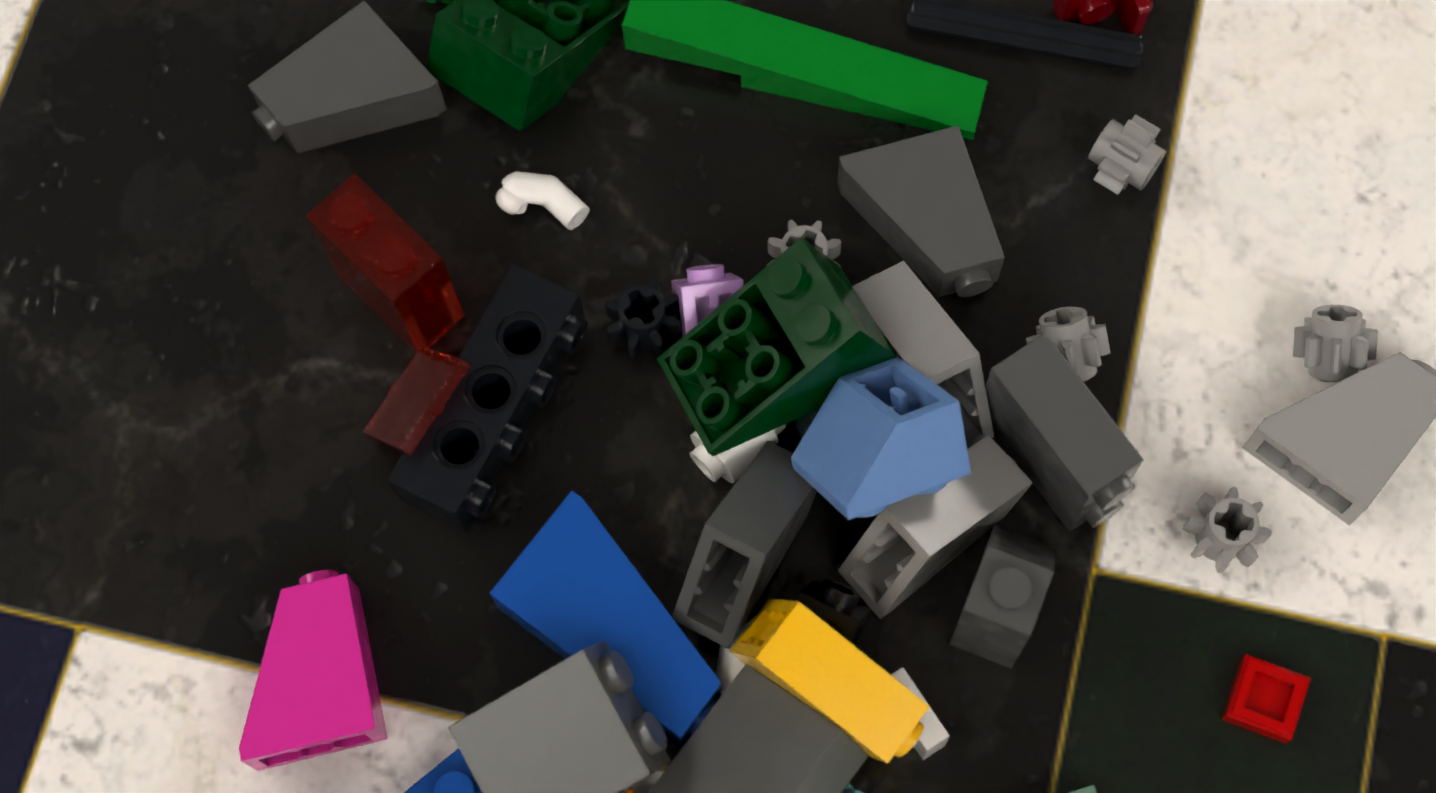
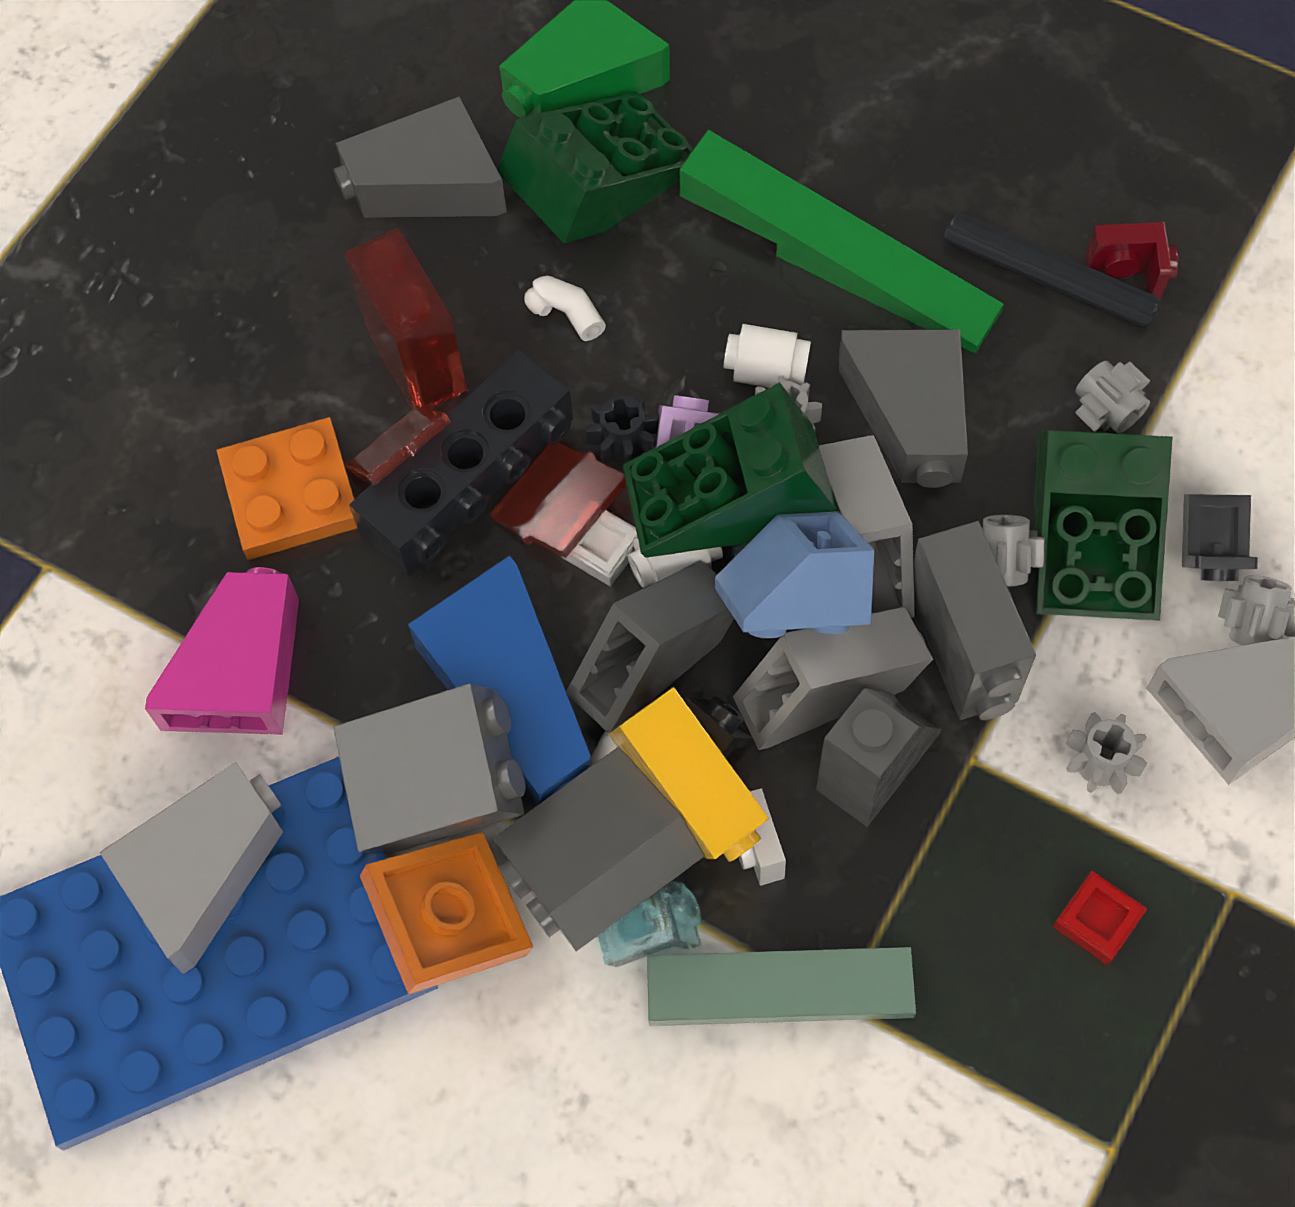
camera: 15 degrees right, 5 degrees down
(311, 473) = (287, 488): none -> orange plate
(599, 409) = (559, 498): none -> clear red piece
(656, 446) = (605, 548): none -> white tile
(768, 201) = (765, 354): none -> white brick
(1157, 285) = (1102, 523): none -> dark green slope
(1270, 274) = (1217, 535): none -> black bracket

